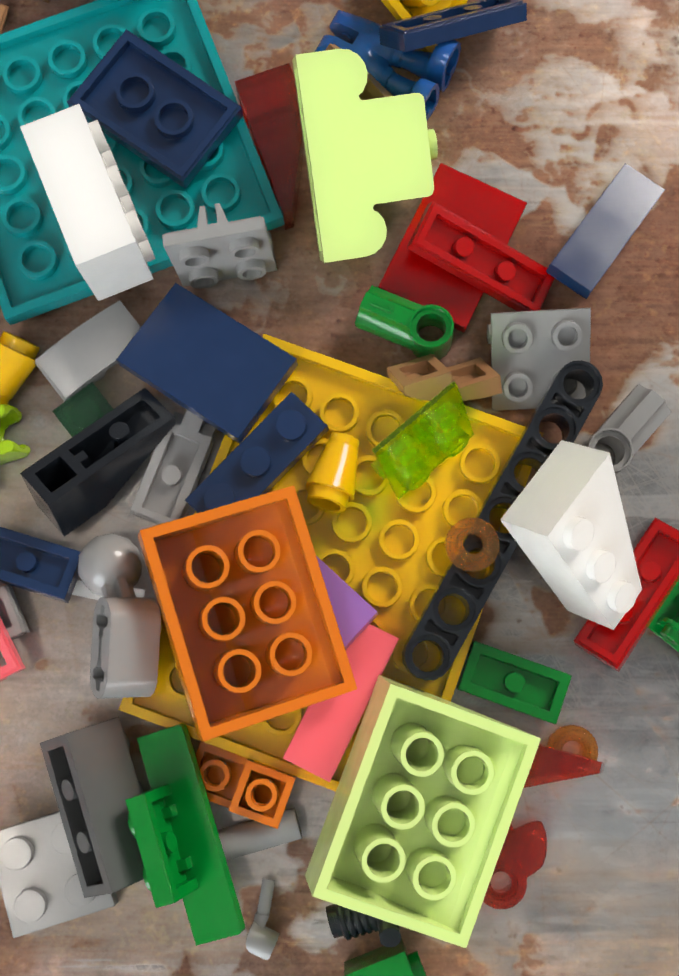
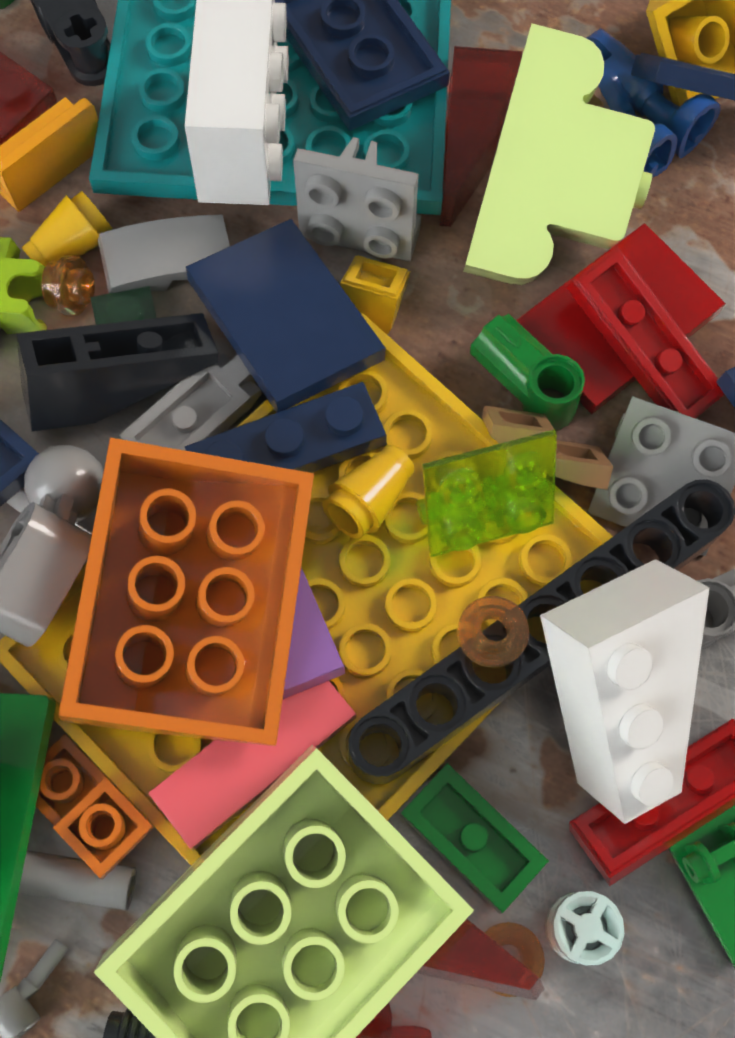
camera: 20 degrees right, 10 degrees down
(30, 409) = (68, 285): none -> clear orange plate
(261, 307) = (376, 289): none -> yellow slope
(624, 708) = (597, 932): none -> light aqua wheel

